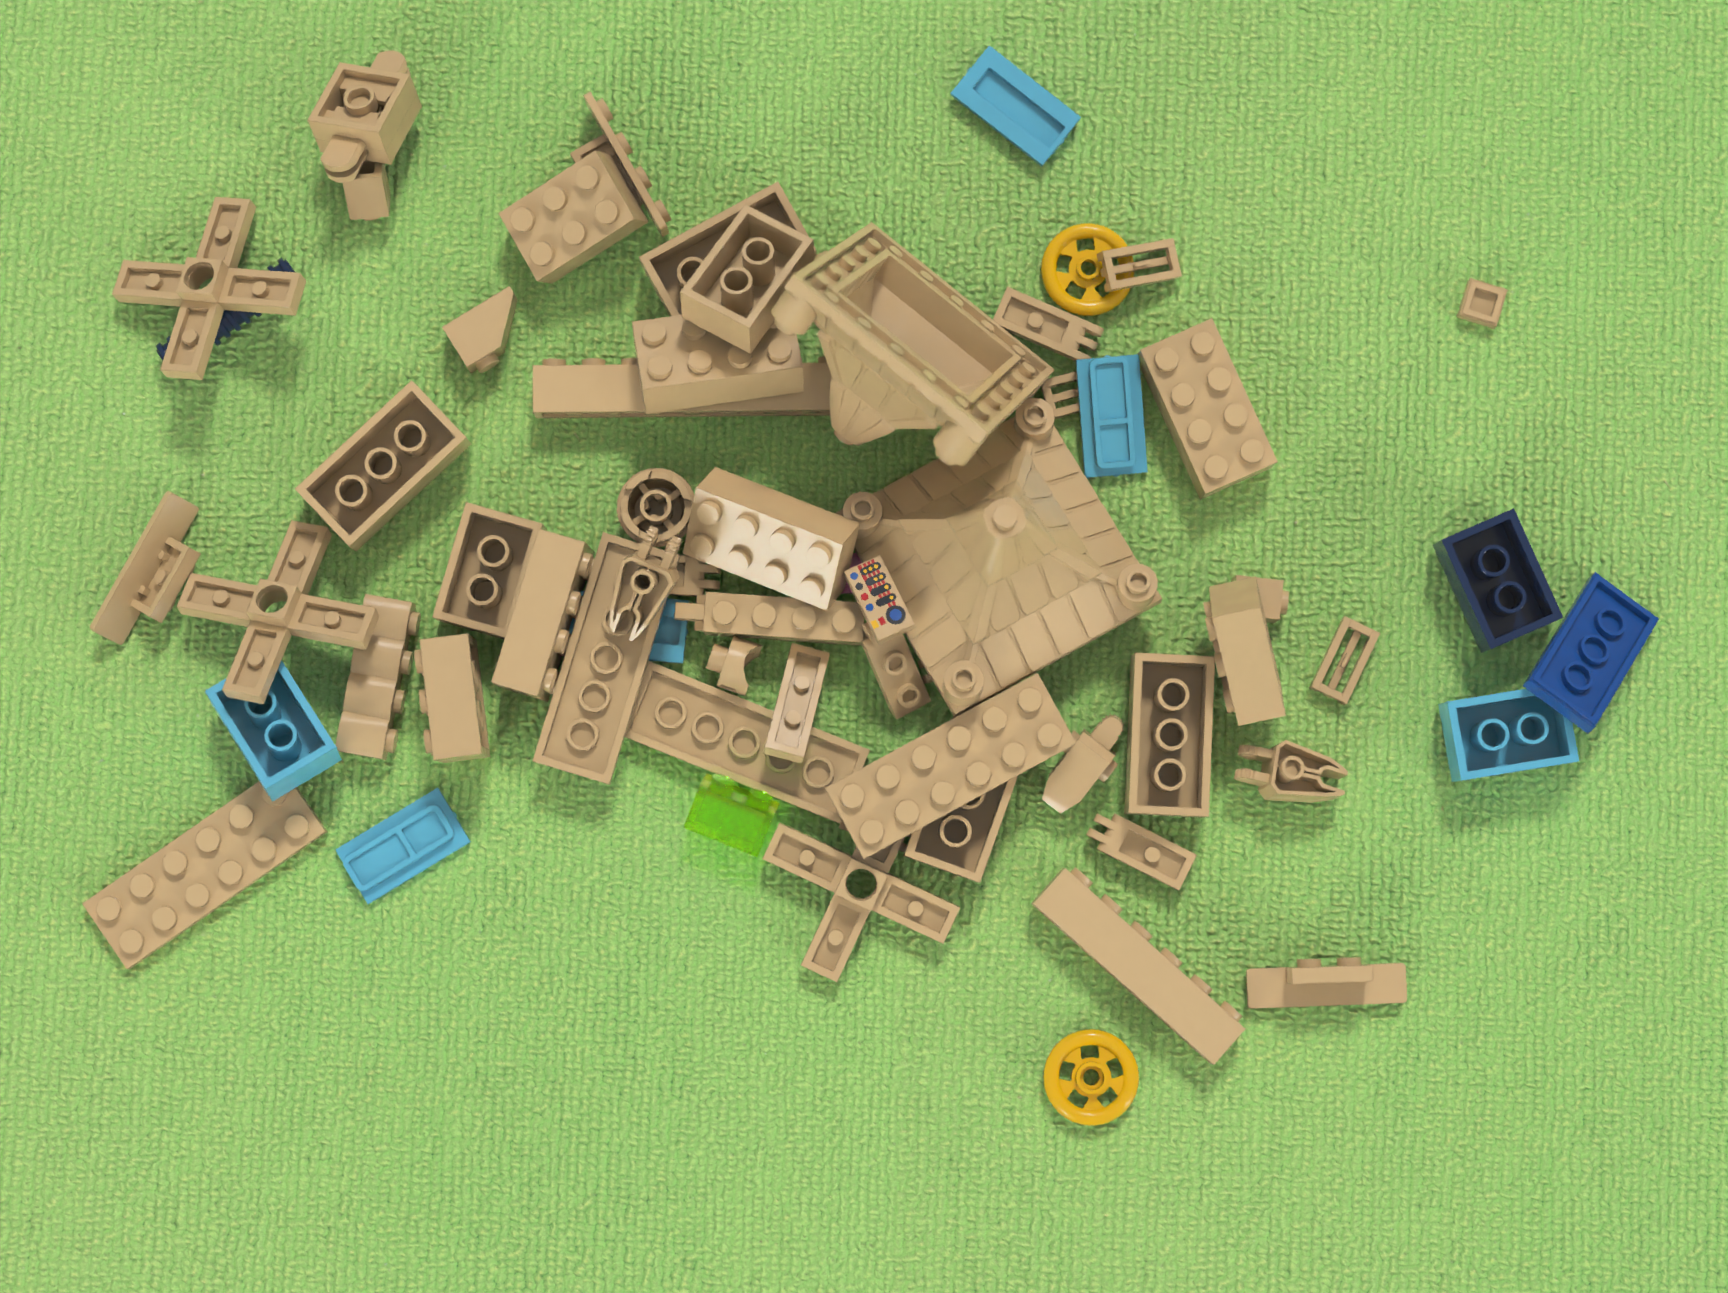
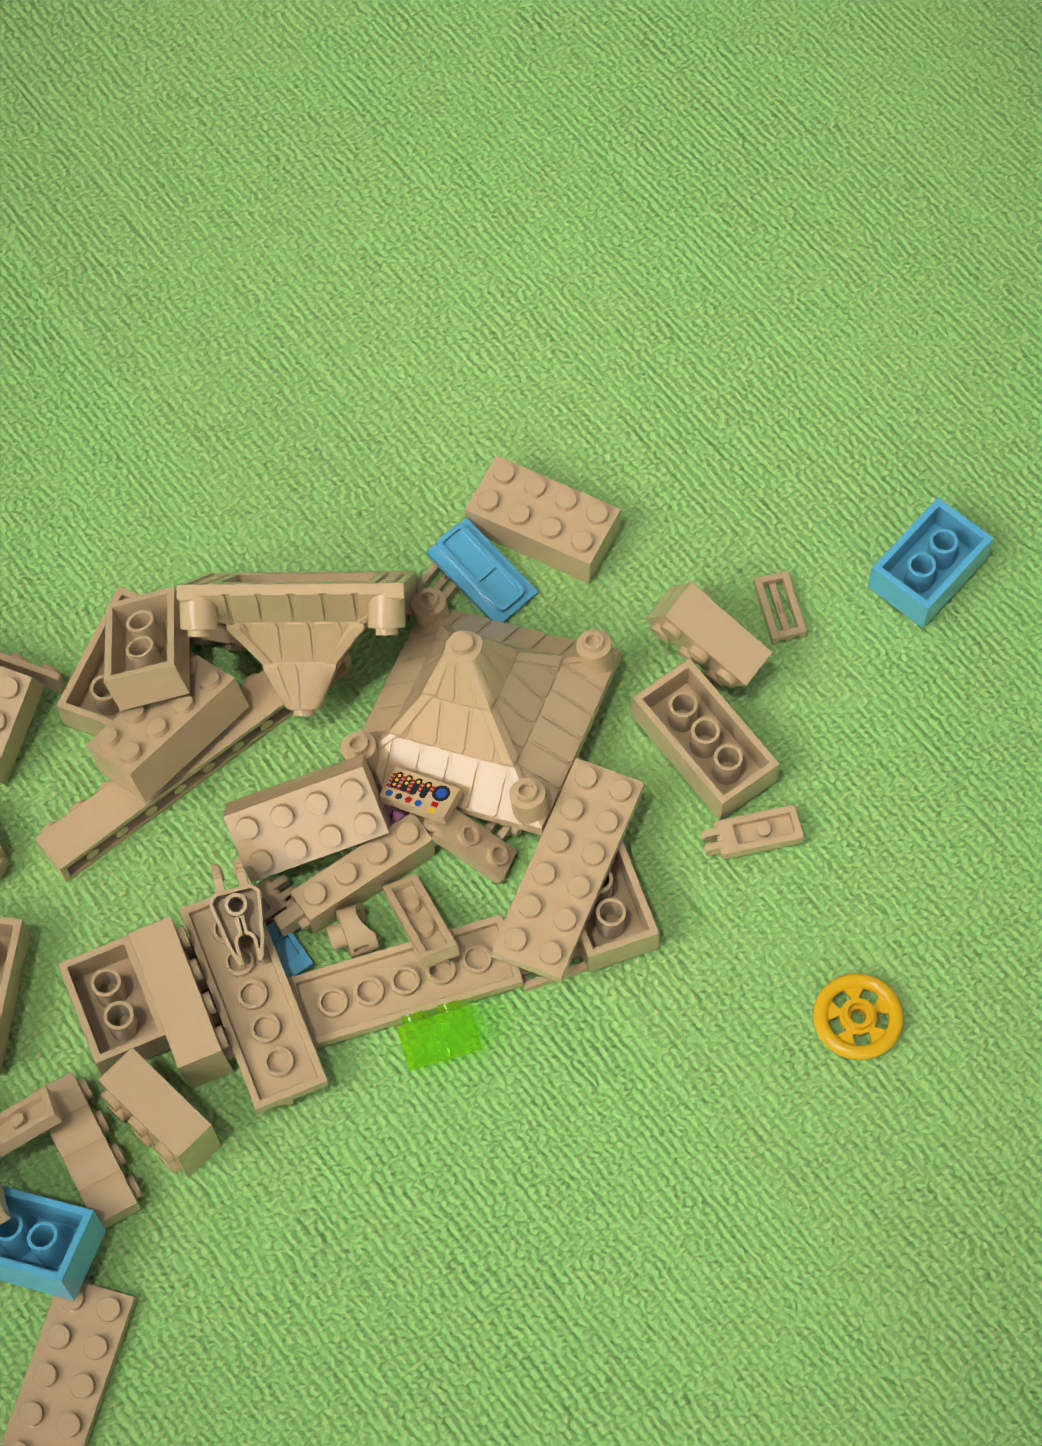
camera: 30 degrees left, 20 degrees down
(402, 846) = (204, 1263): medium azure piece -> none
(655, 499) = (192, 860): tan cone -> none
(846, 912) = (580, 1037): tan piece -> none
(1015, 106) = (248, 435): medium azure piece -> none
(1045, 325) = (387, 549): tan hinge -> none
(1057, 282) = (371, 520): yellow plate -> none
(1083, 764) = (662, 806): tan hinge -> none
(1109, 271) = (424, 478): tan tile -> none
(1138, 965) = (822, 910): tan brick -> none
(1291, 773) = (810, 700): tan hinge -> none
(1326, 985) = (961, 820): tan bracket -> none
(1482, 303) = (667, 329): tan tile -> none
(1497, 580) = (834, 476): dark blue brick -> none
(1591, 652) = (937, 470): blue tile -> none

